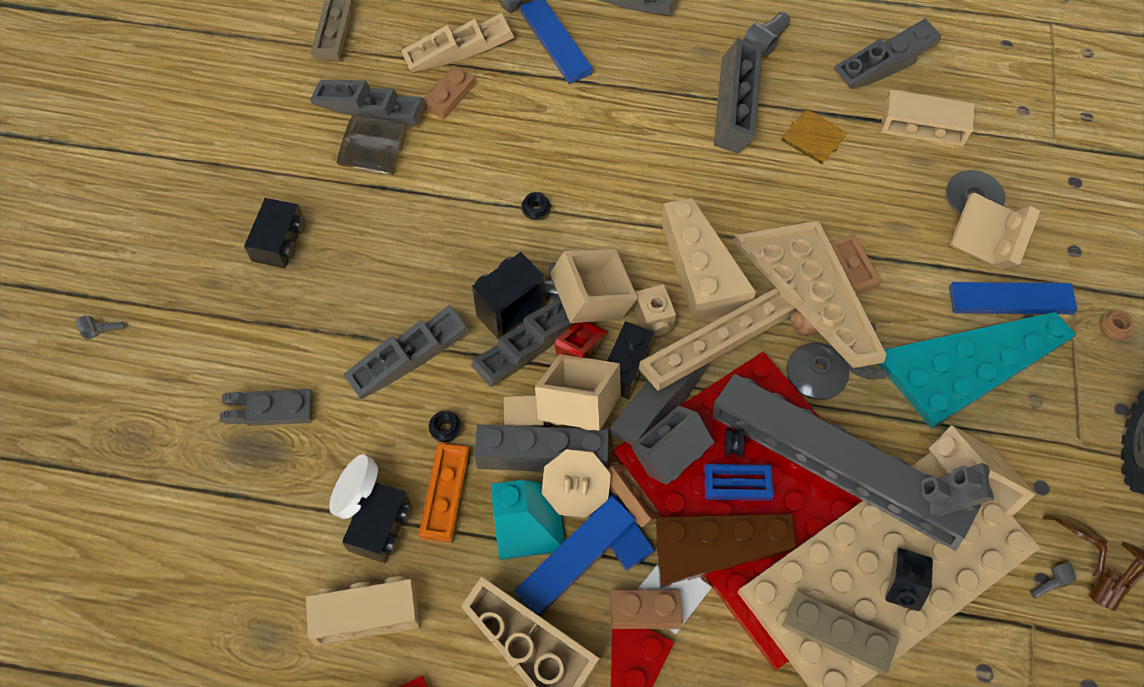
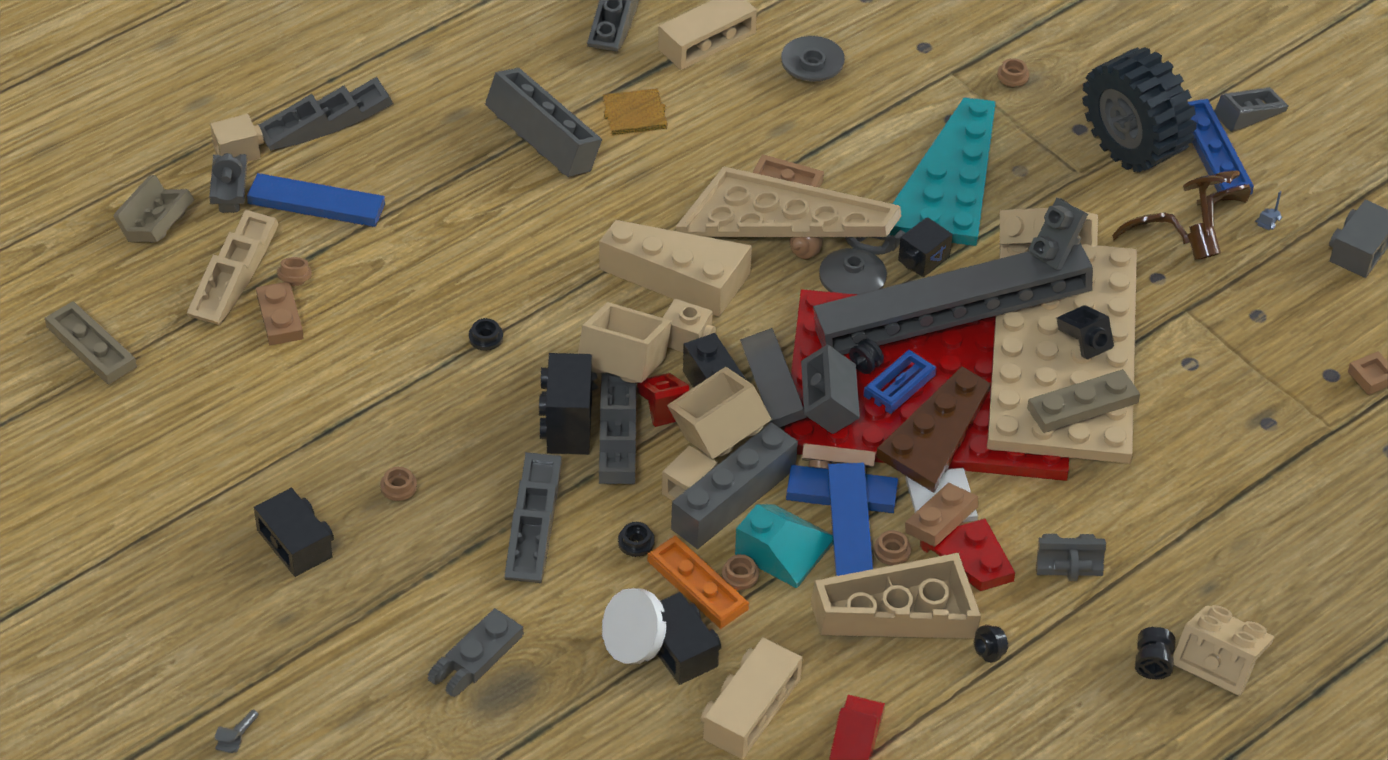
camera: 50 degrees left, 15 degrees down
(358, 98) = (226, 373): dark grey slope -> none
(365, 250) = (398, 484): none -> medium nougat plate
(371, 144) = (274, 403): clear smoke slope -> none
(473, 504) = (740, 565): none -> medium nougat plate
(484, 72) = (294, 270): none -> medium nougat plate
(576, 483) = (792, 477): tan piece -> none
(594, 590) = (891, 541): none -> medium nougat plate
(716, 339) = (763, 302): tan plate -> none
(768, 33) = (495, 57): dark grey pin -> none
(885, 398) = (925, 247): none -> black brick
(994, 232) = (862, 72): tan bracket -> none
(1012, 298) = (923, 113): blue tile -> none
(1064, 576) = (1167, 261): dark grey hand -> none

